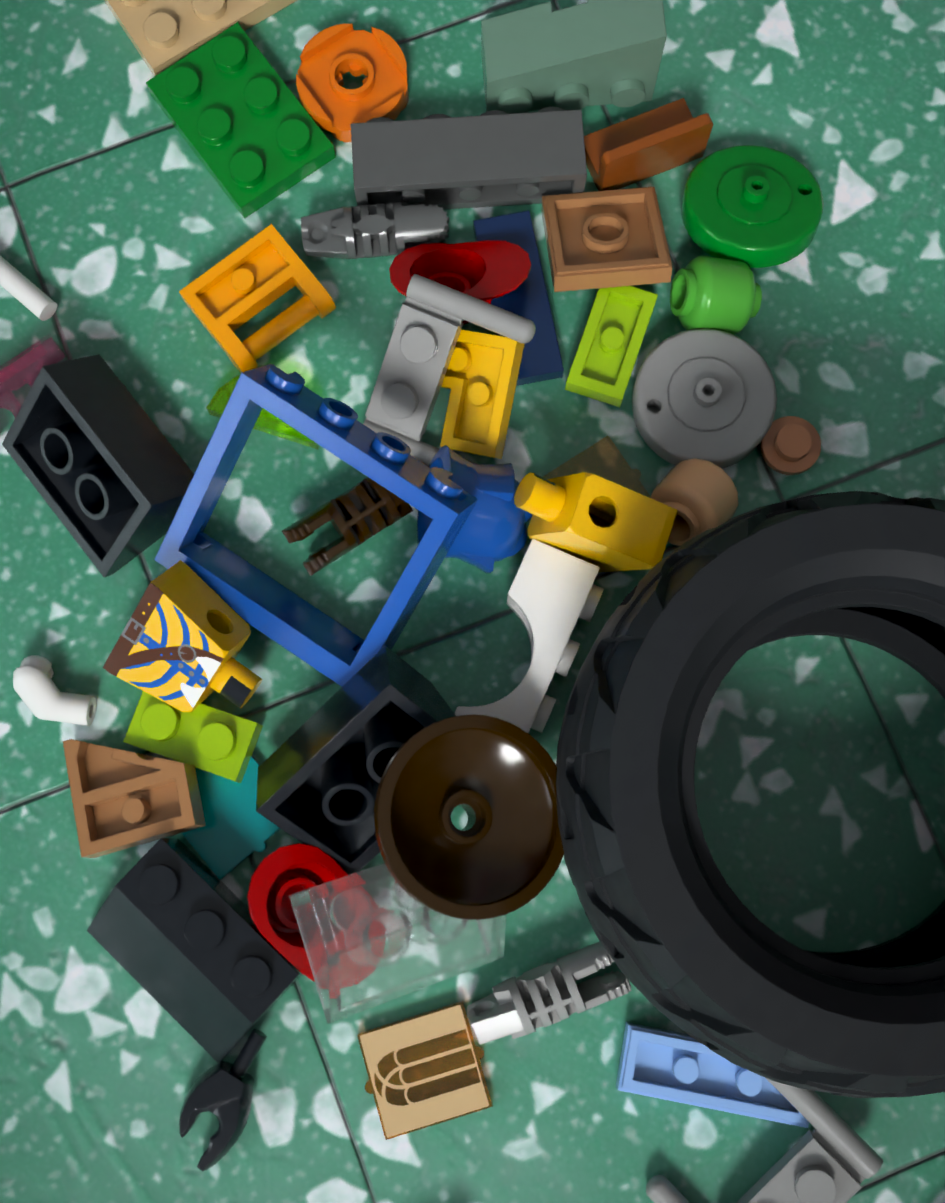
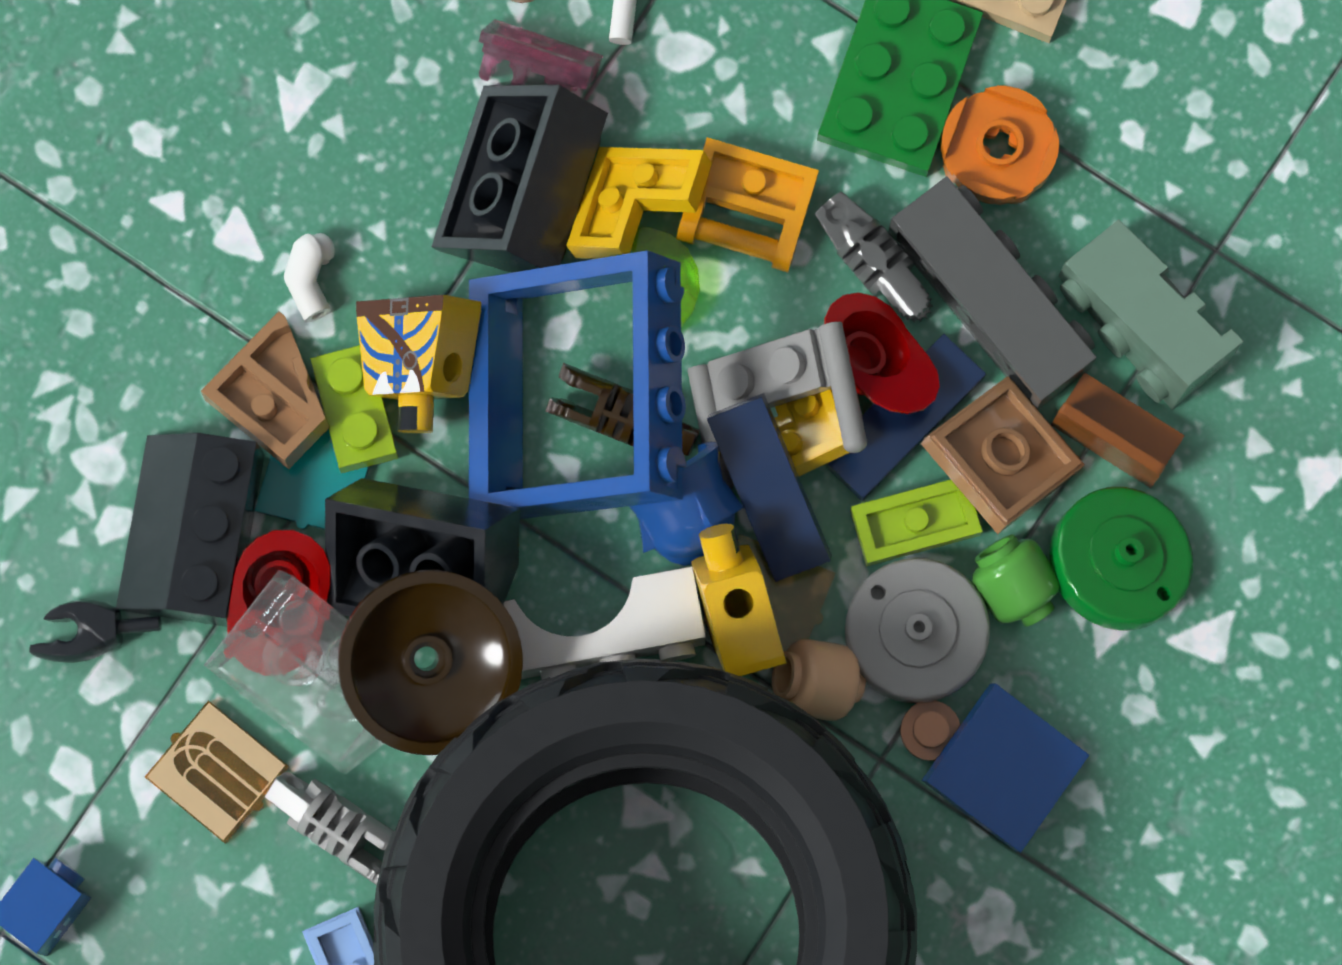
camera: 55 degrees right, 0 degrees up
(171, 375) = (627, 184): none -> yellow plate
(506, 430) = (769, 487): none -> dark blue tile
(861, 406) = (1005, 767): none -> blue tile

